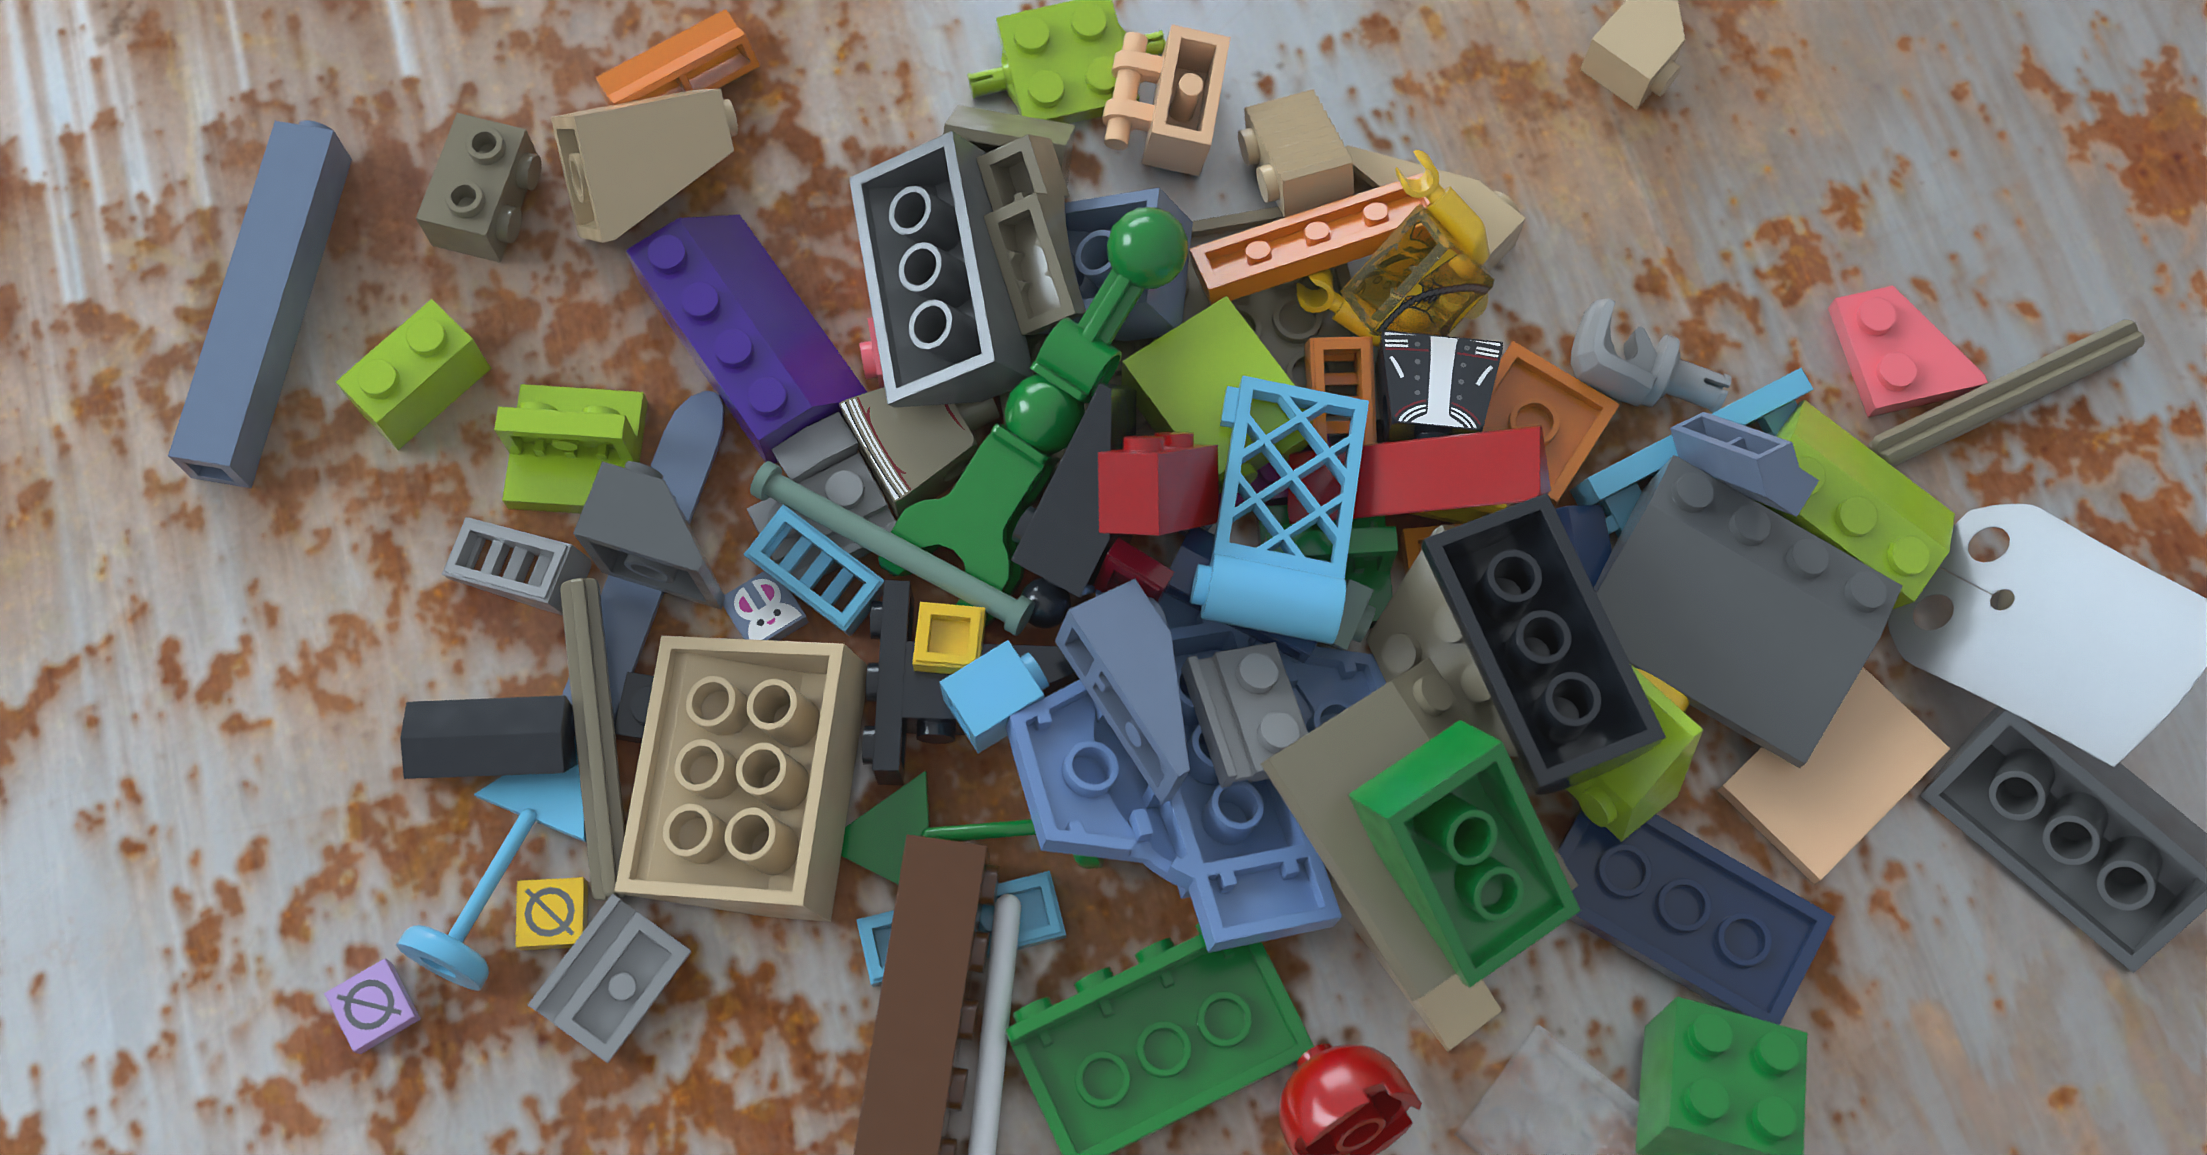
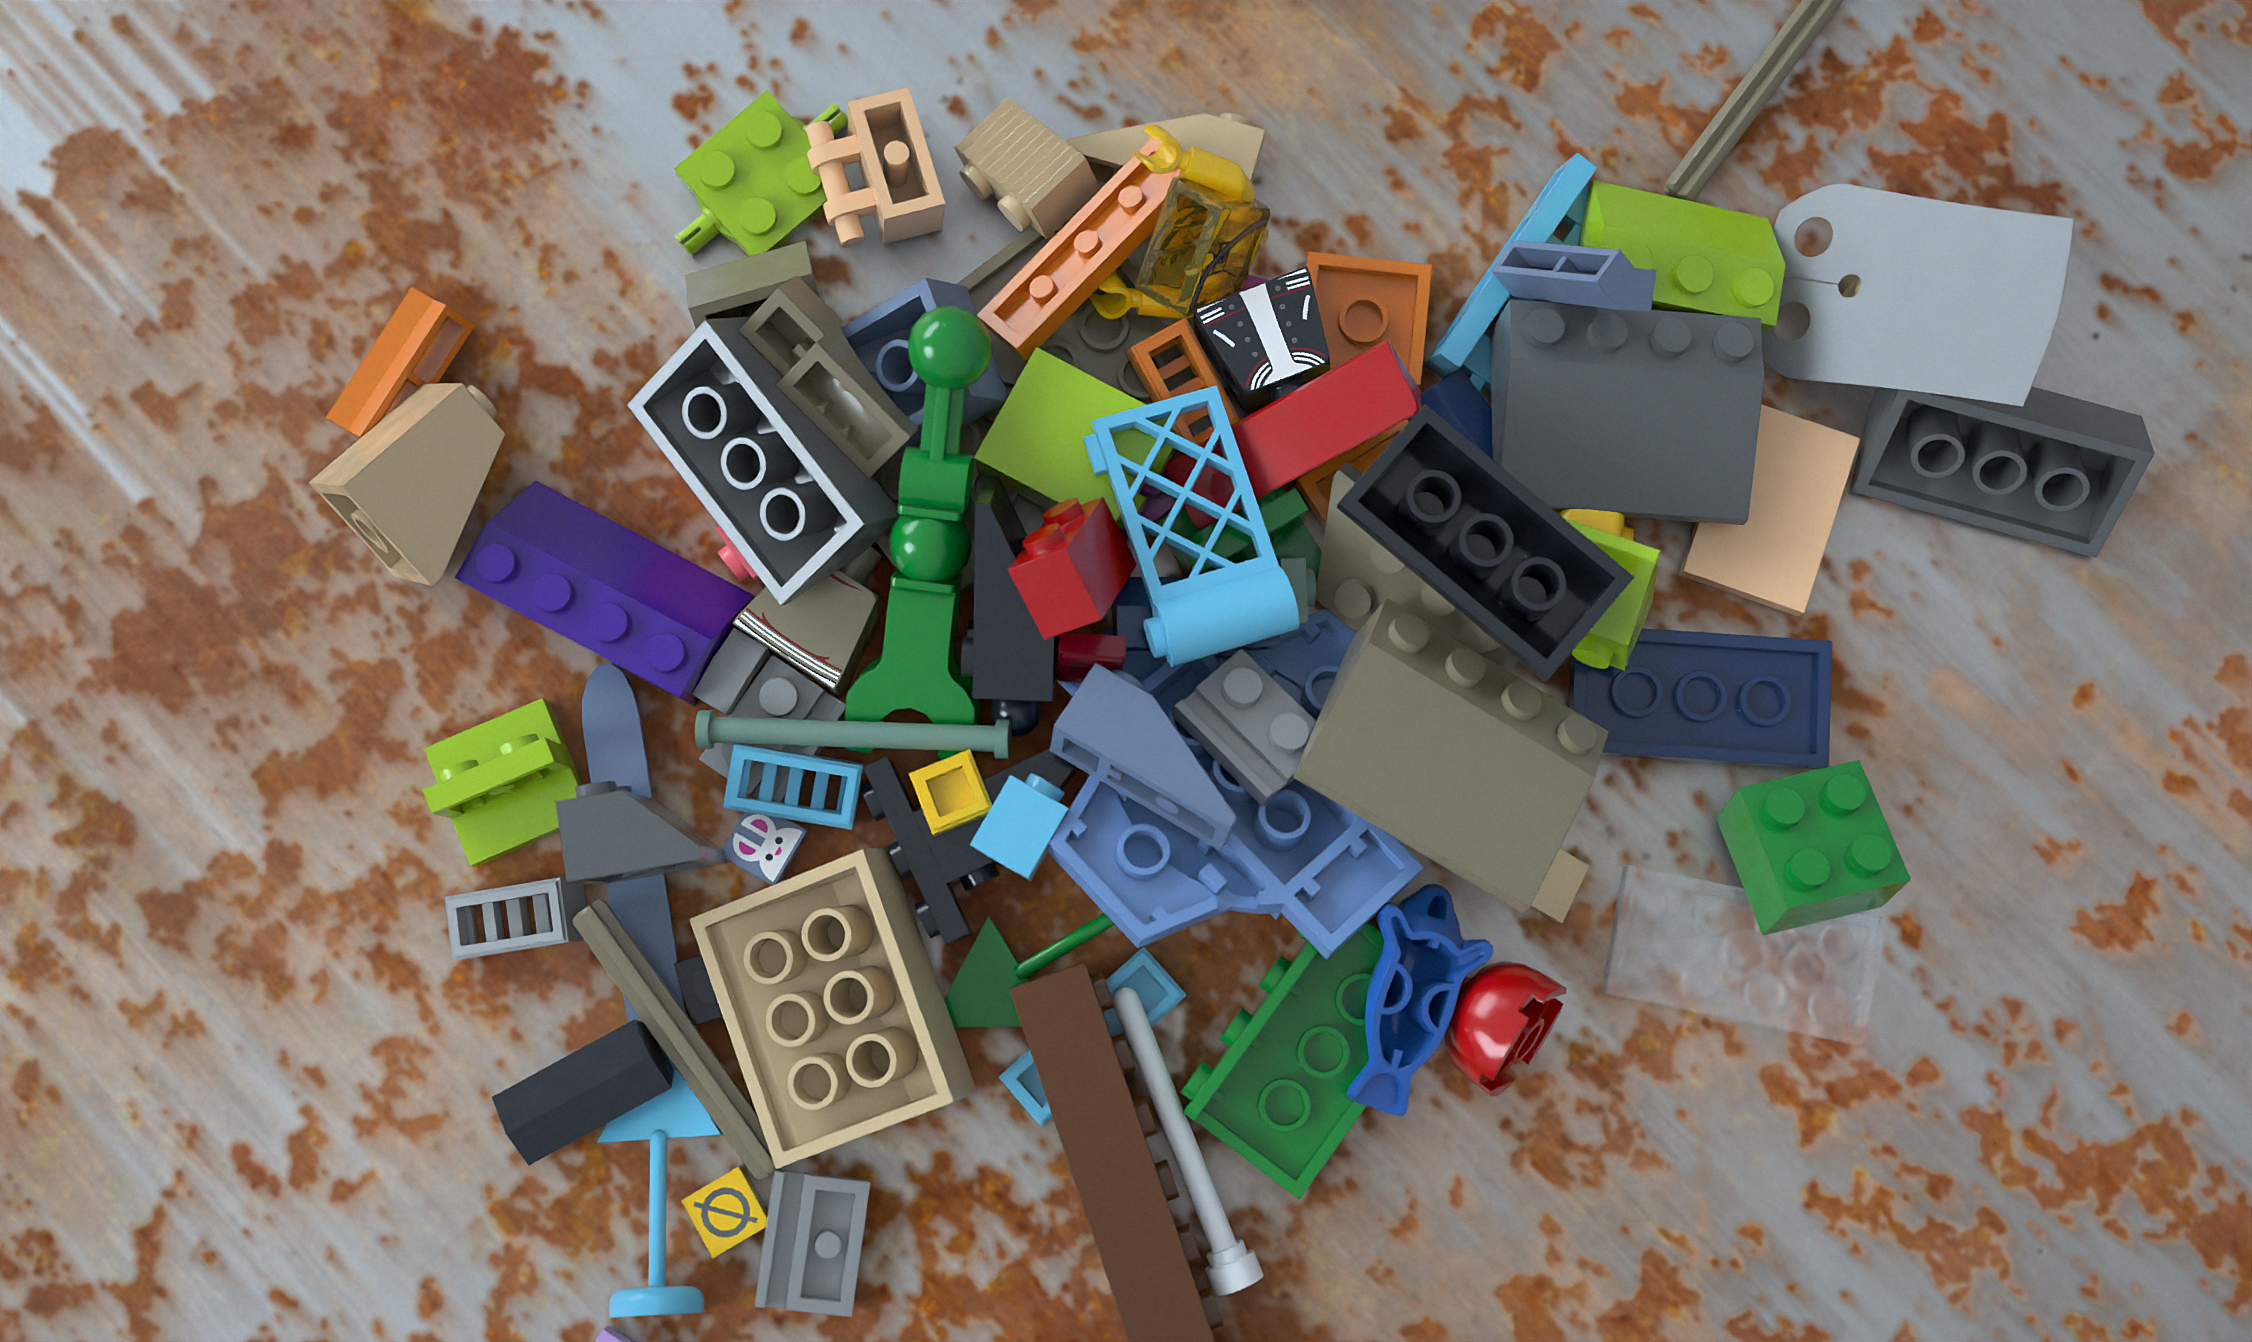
camera: 25 degrees left, 10 degrees up
(261, 305) = (135, 793): sand blue brick -> none
(414, 374) = (320, 792): lime brick -> none
(479, 188) = (277, 579): dark tan brick -> none
(1271, 1029) = (1412, 993): none -> blue animal
(1466, 849) = (1508, 762): green slope -> none
(1646, 371) = (1440, 218): light grey piece -> none
(1899, 353) = (1650, 88): coral wing -> none

